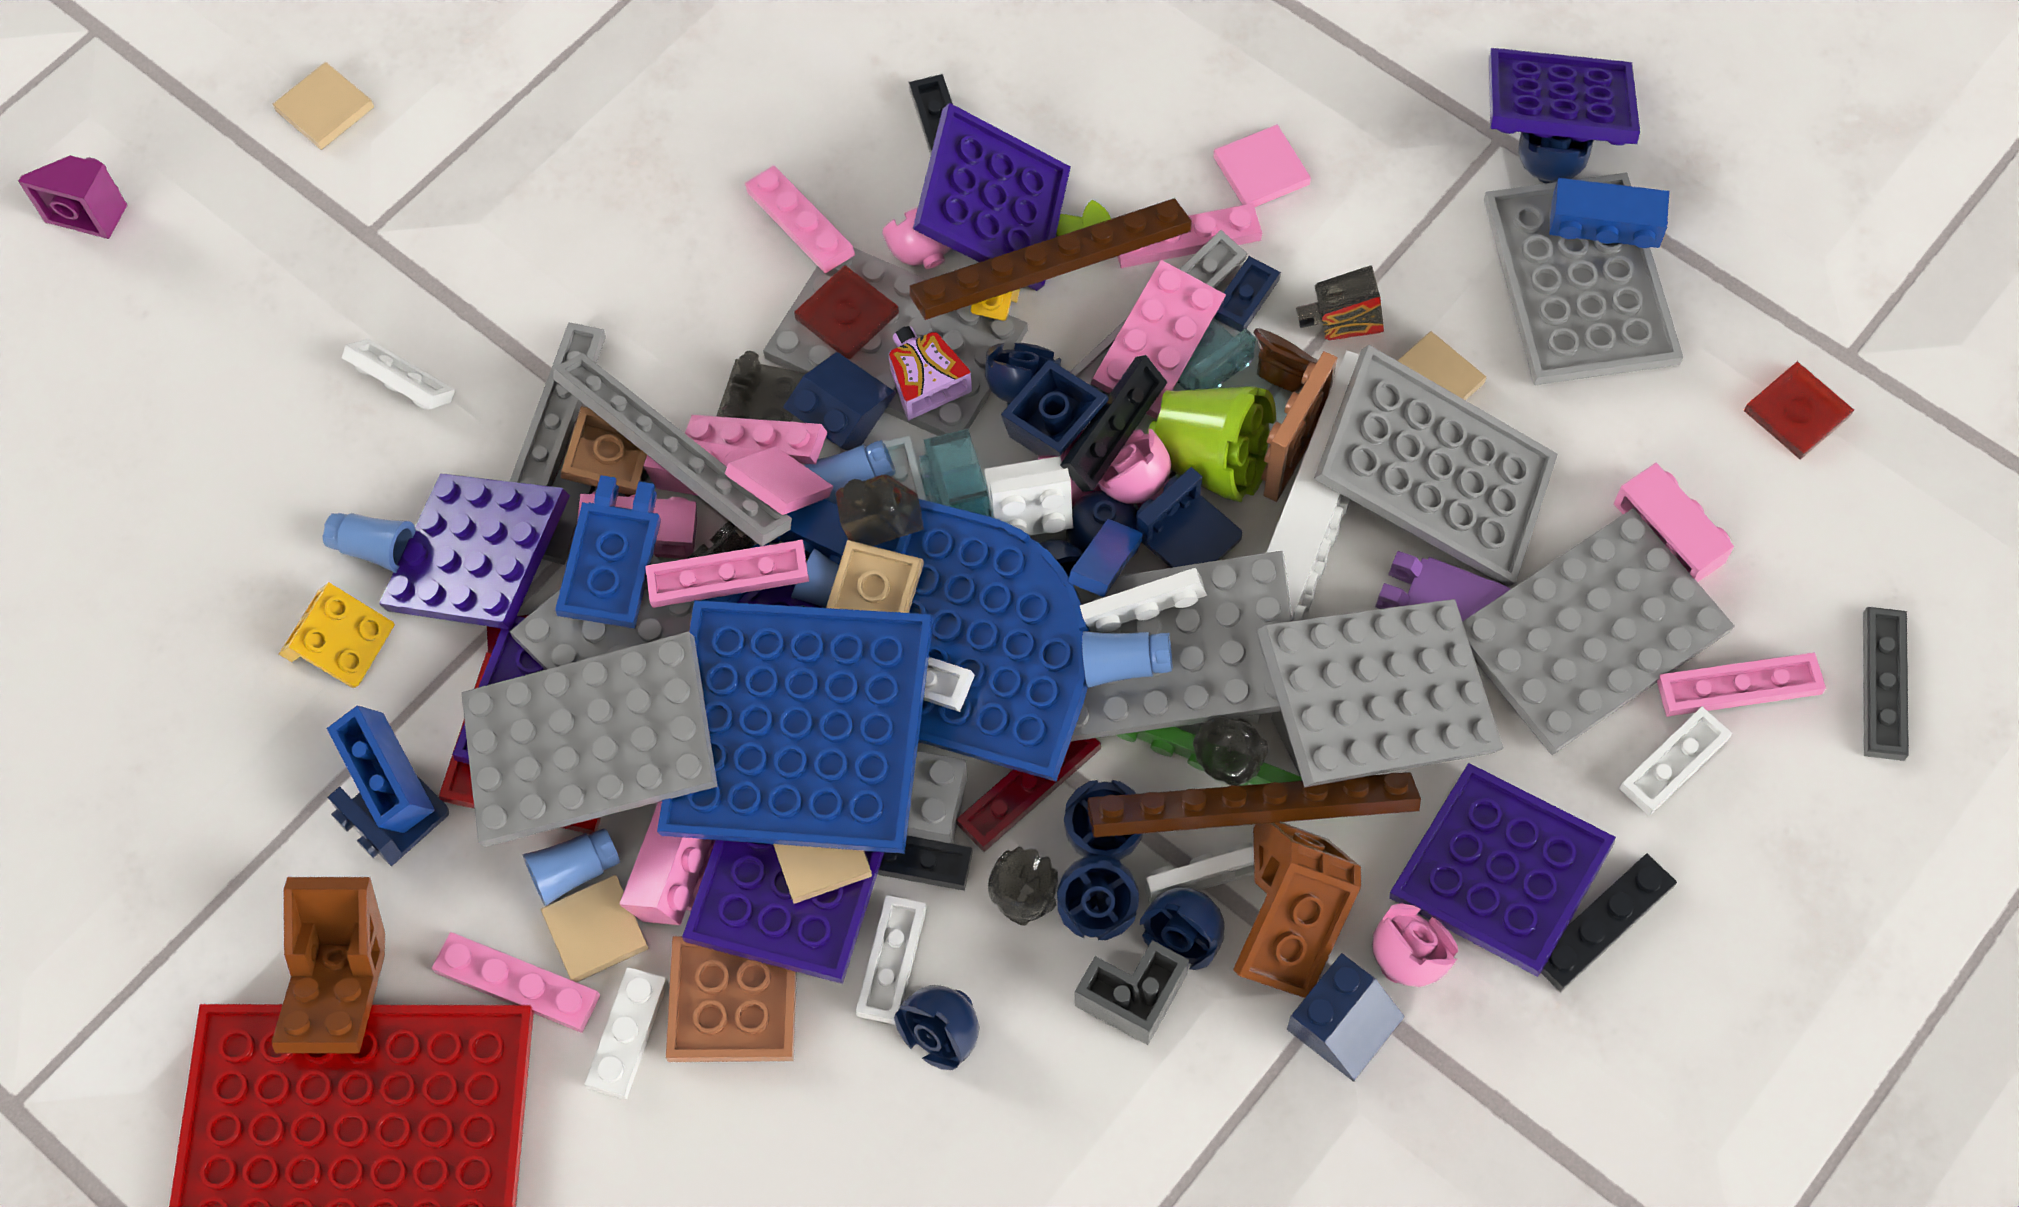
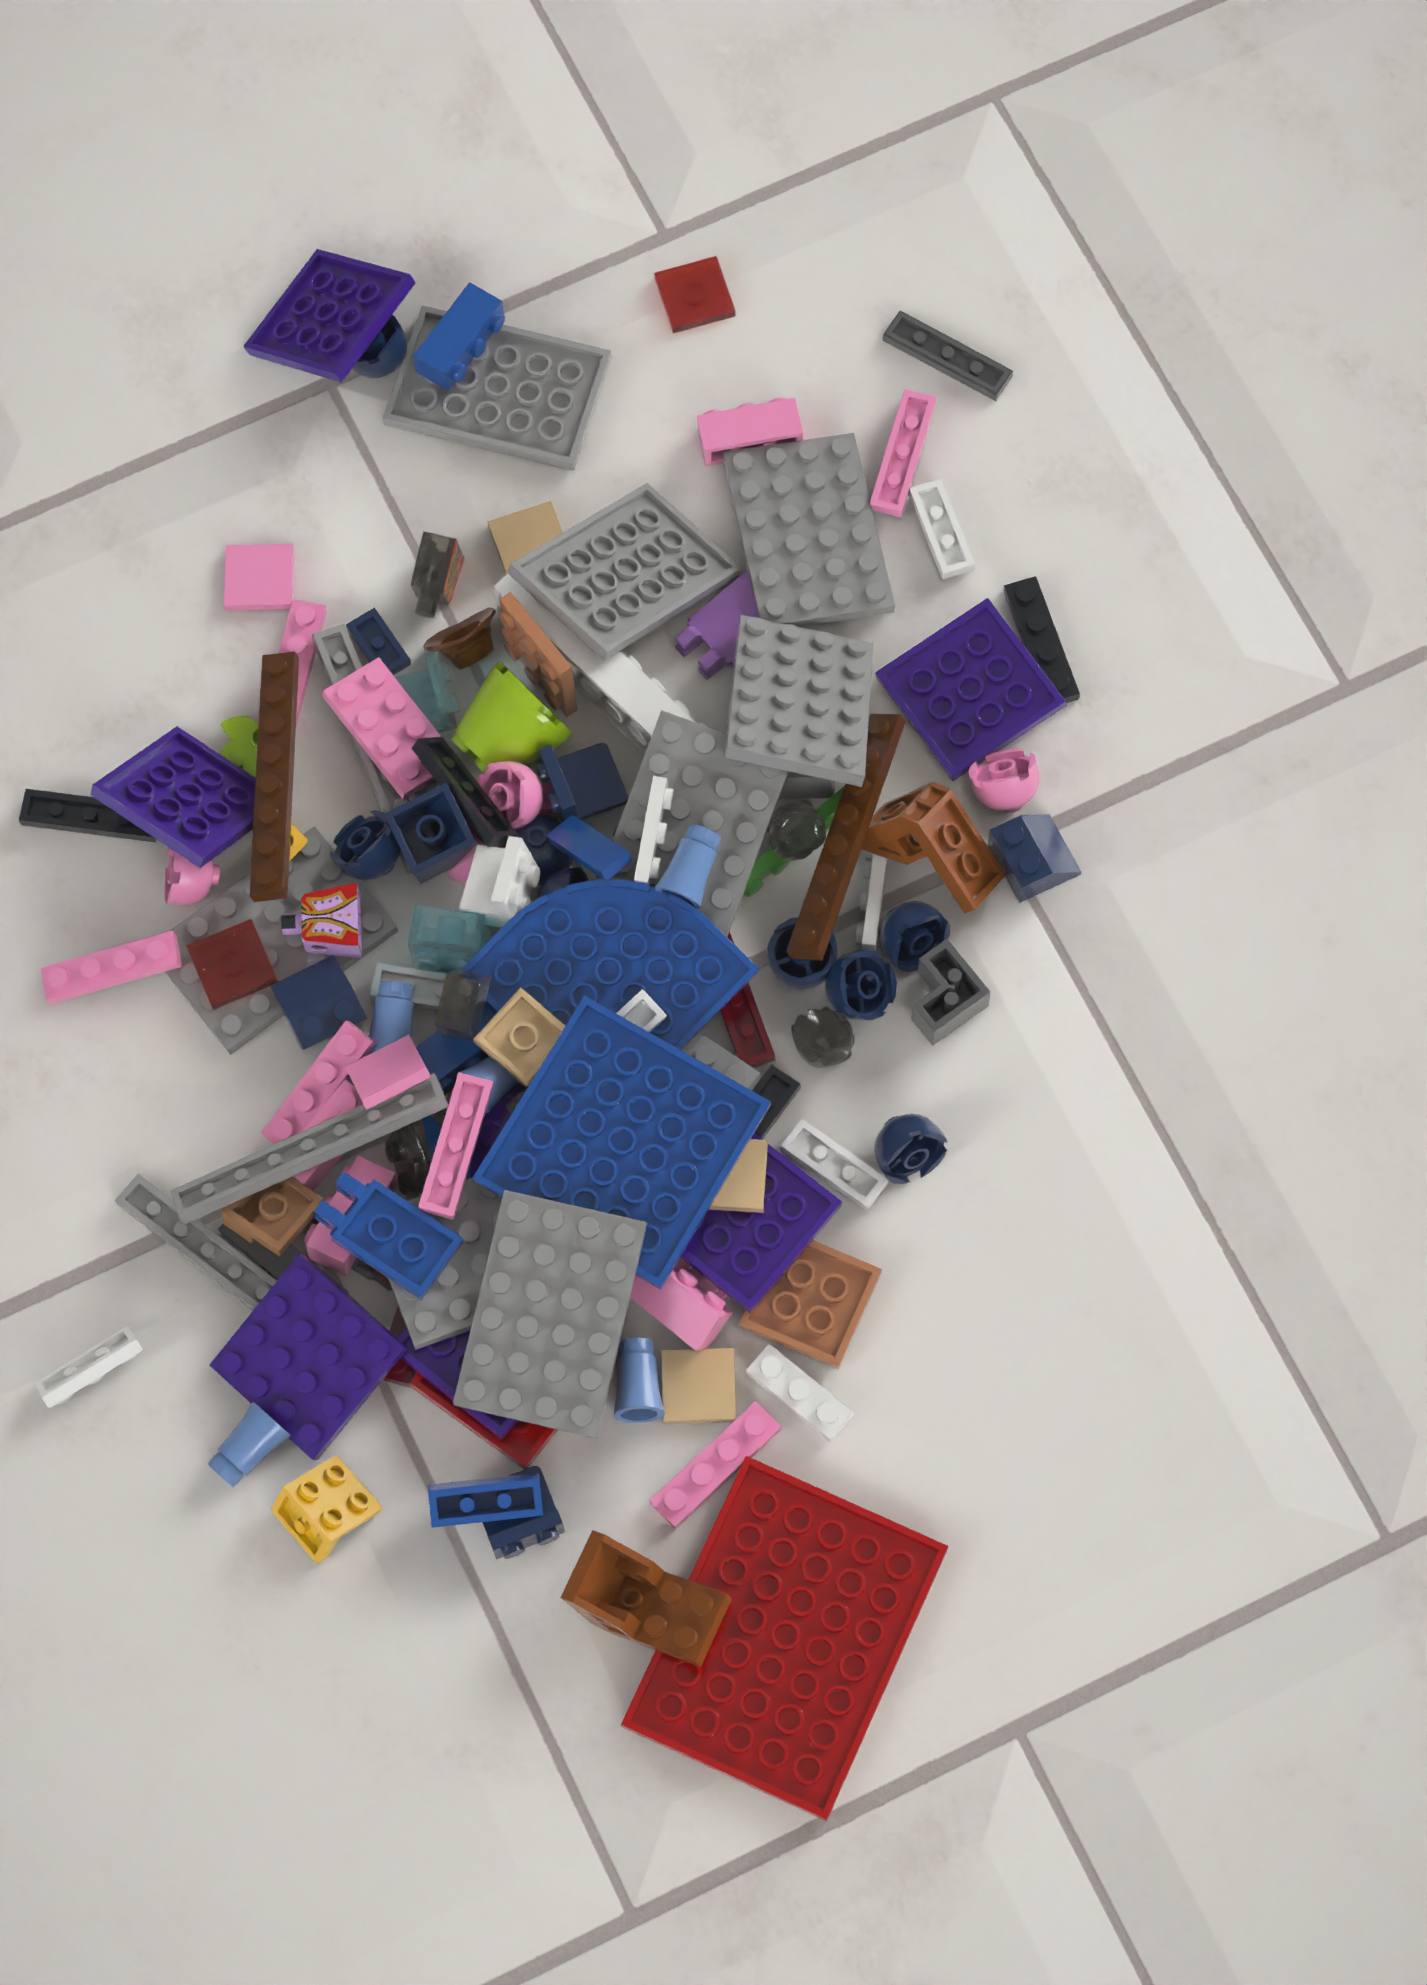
camera: 65 degrees left, 5 degrees up
(758, 390) = (268, 1069): clear smoke hinge -> none

